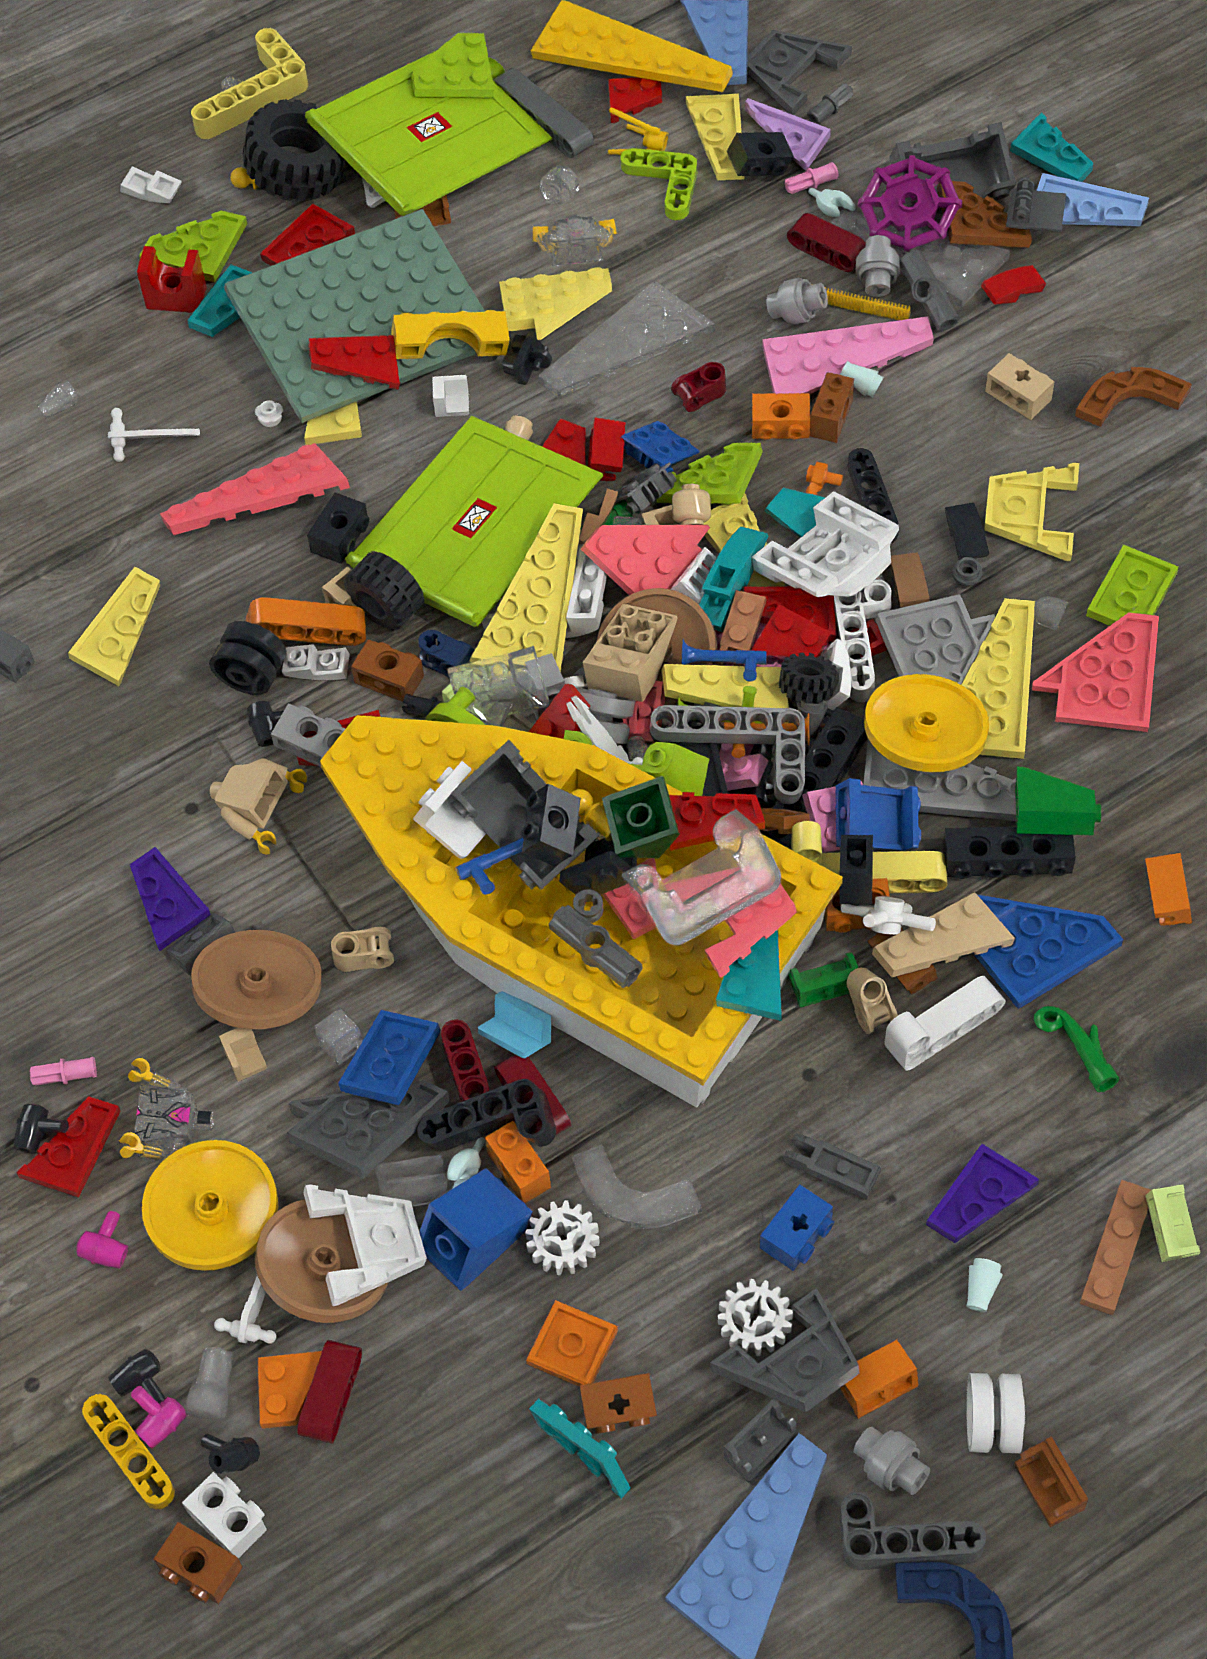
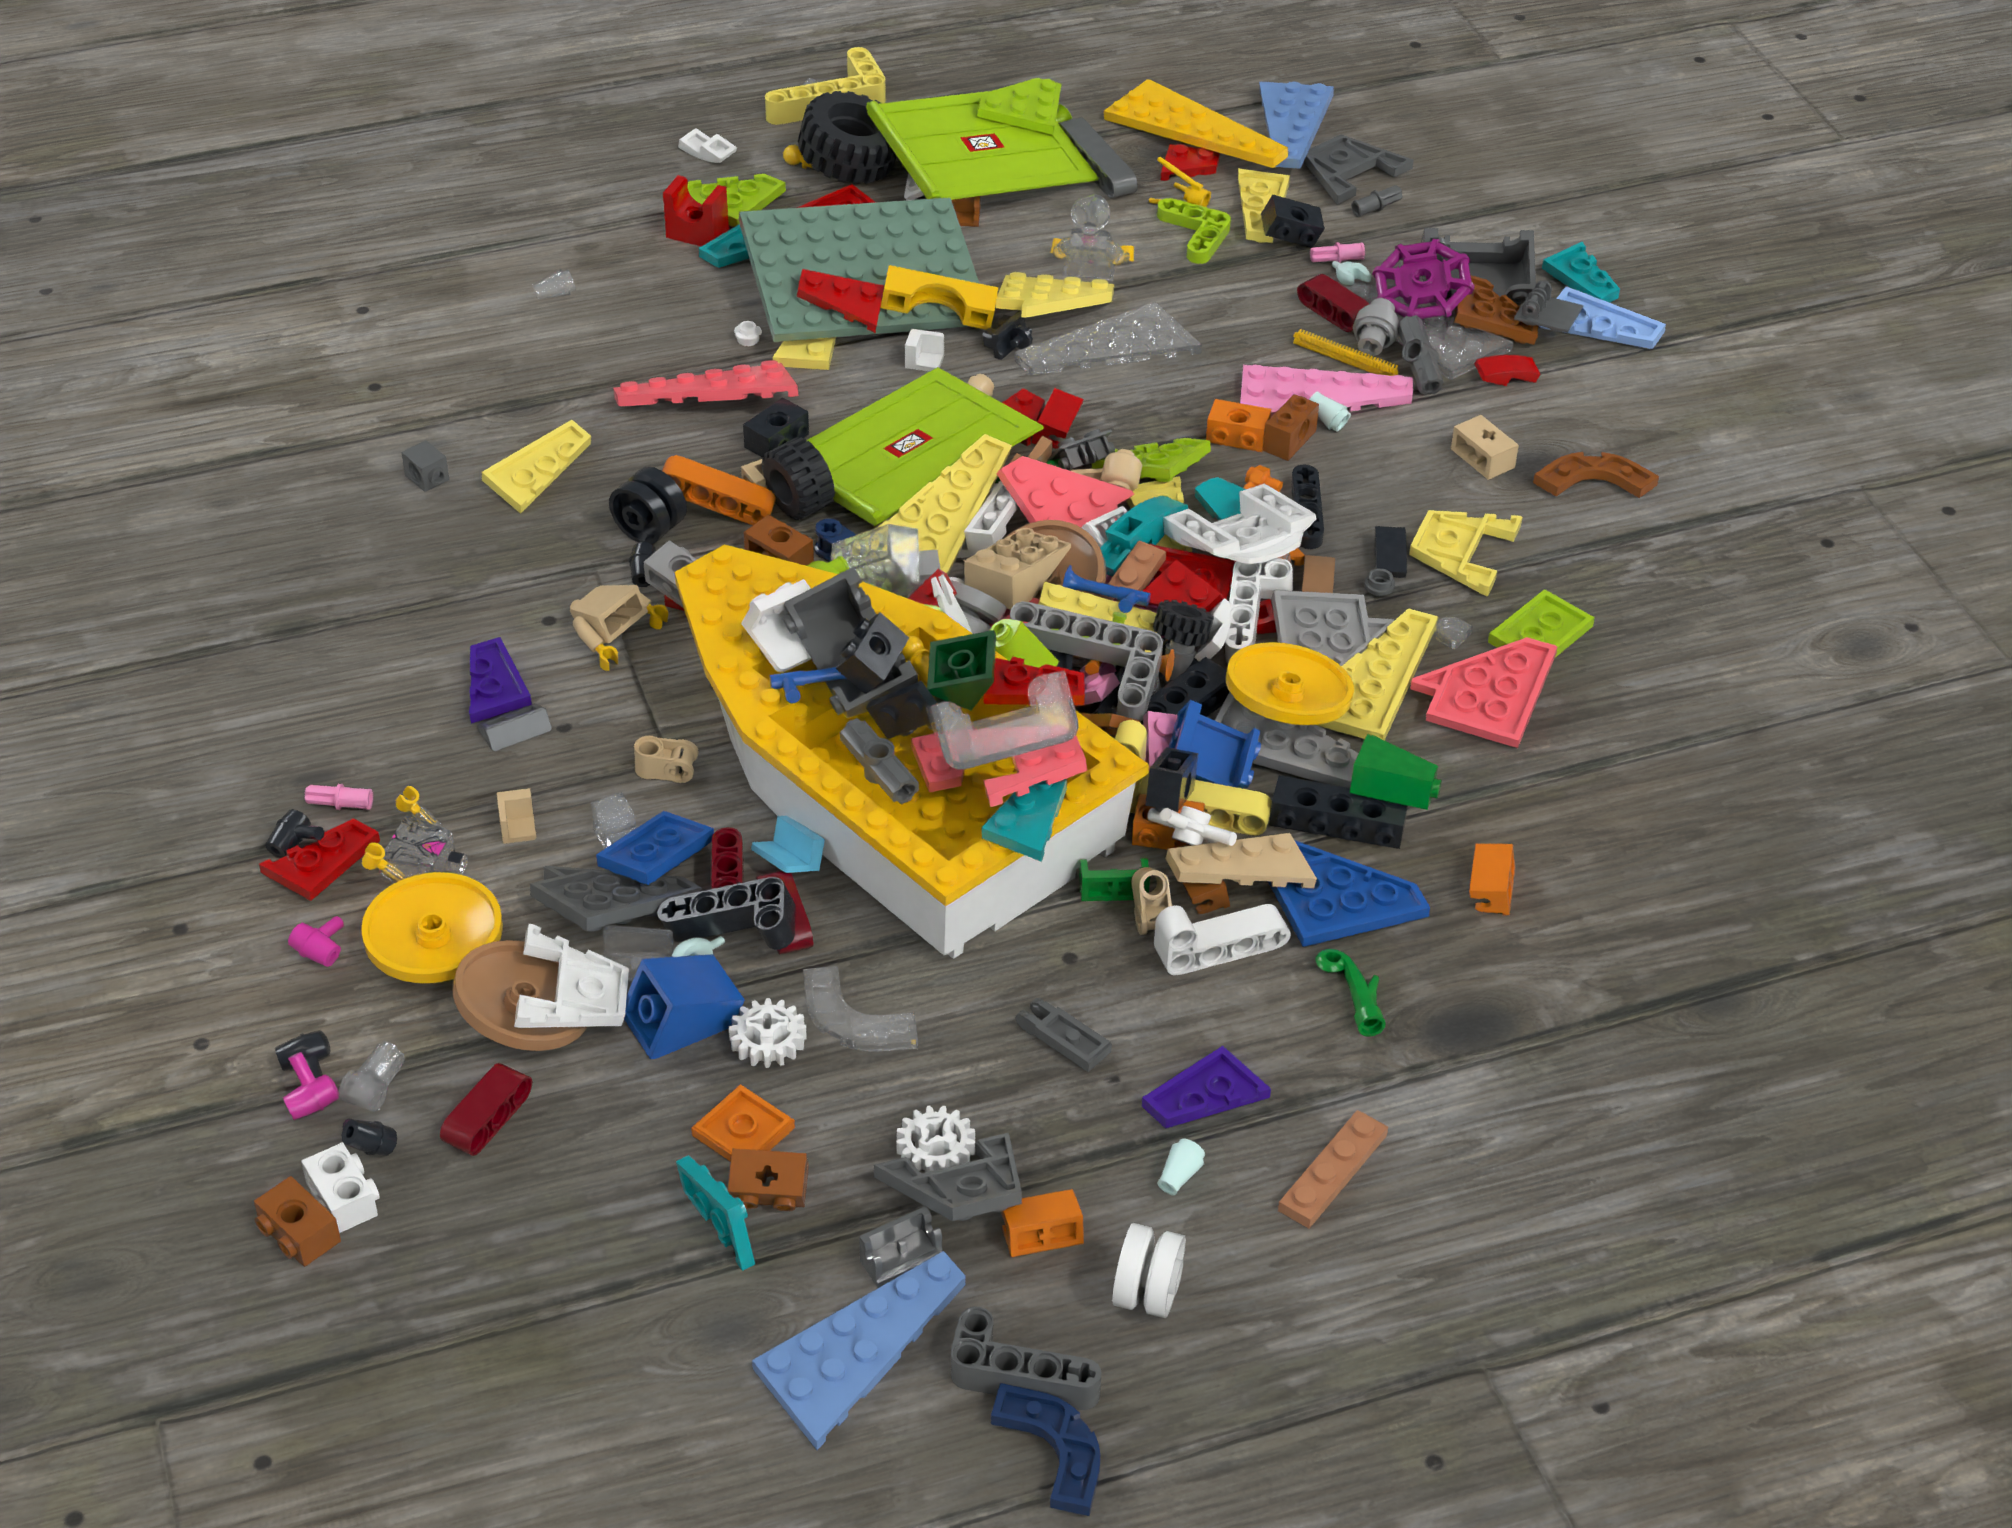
camera: 10 degrees right, 15 degrees down
(119, 434) = (599, 320): white piece -> none
(130, 1449) = (270, 1116): yellow beam -> none
(246, 1329) = (433, 1027): white piece -> none
(256, 979) = (552, 757): medium nougat dish -> none
(284, 1387) = (438, 1096): orange wing -> none
(311, 664) = (708, 530): white slope -> none
(518, 1162) = (748, 960): orange brick -> none
(589, 896) = (887, 727): dark grey bush -> none
(657, 445) = (1105, 419): blue hinge -> none
(701, 386) = (1171, 388): dark red piece -> none
(797, 301) = (1286, 338): light grey piece -> none
(800, 1210) = (1006, 1076): blue brick -> none
(803, 136) = (1338, 219): lavender wing -> none
(891, 1460) = (1028, 1291): light grey piece -> none
(1051, 1482) = (1190, 1353): dark orange hinge -> none
(1172, 1223) = (1397, 1155): yellowish green hinge -> none

